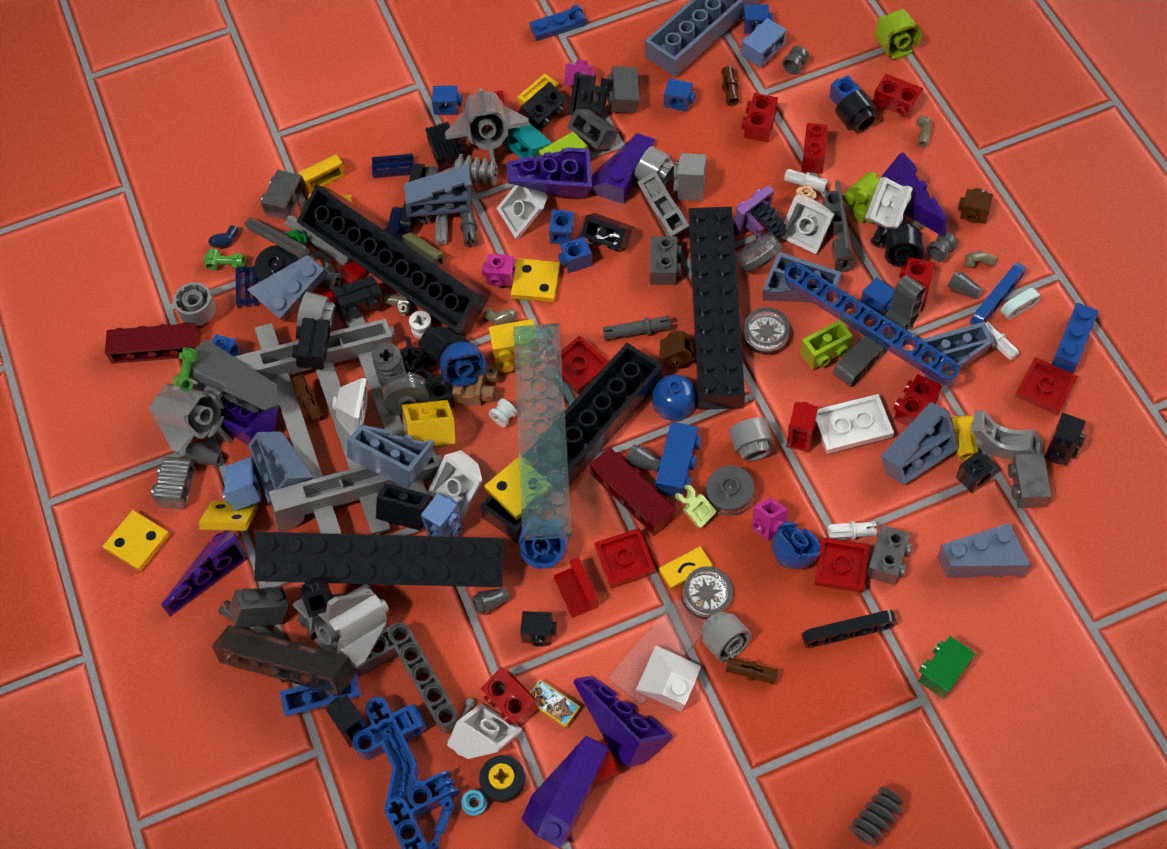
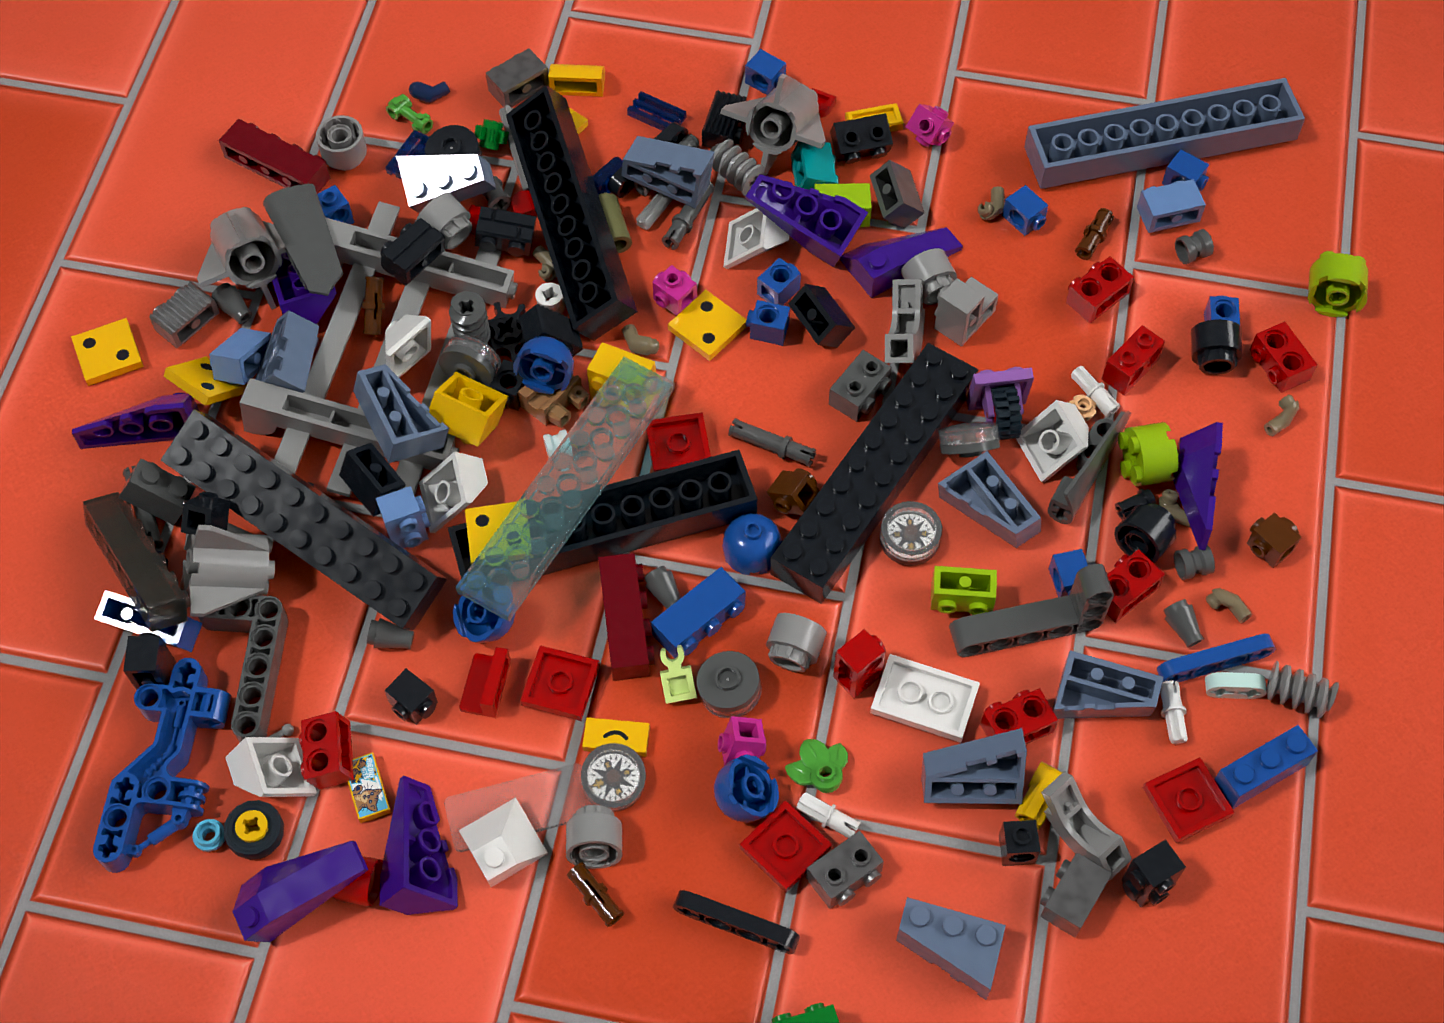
camera: 30 degrees right, 0 degrees up
(182, 379) = (256, 210): bright green bar -> none
(276, 237) = (472, 120): dark grey axle -> none
(558, 23) = (957, 56): blue plate -> none
(583, 93) = (915, 149): black plate -> none
(623, 89) = (966, 169): dark grey brick -> none
(657, 102) = (995, 207): none -> dark tan arm
(819, 503) = (816, 762): none -> bright green plate
(876, 332) = (1027, 608): blue beam -> none
(888, 203) = (1156, 472): white bracket -> none
(1059, 282) = (1301, 690): none -> light grey piece

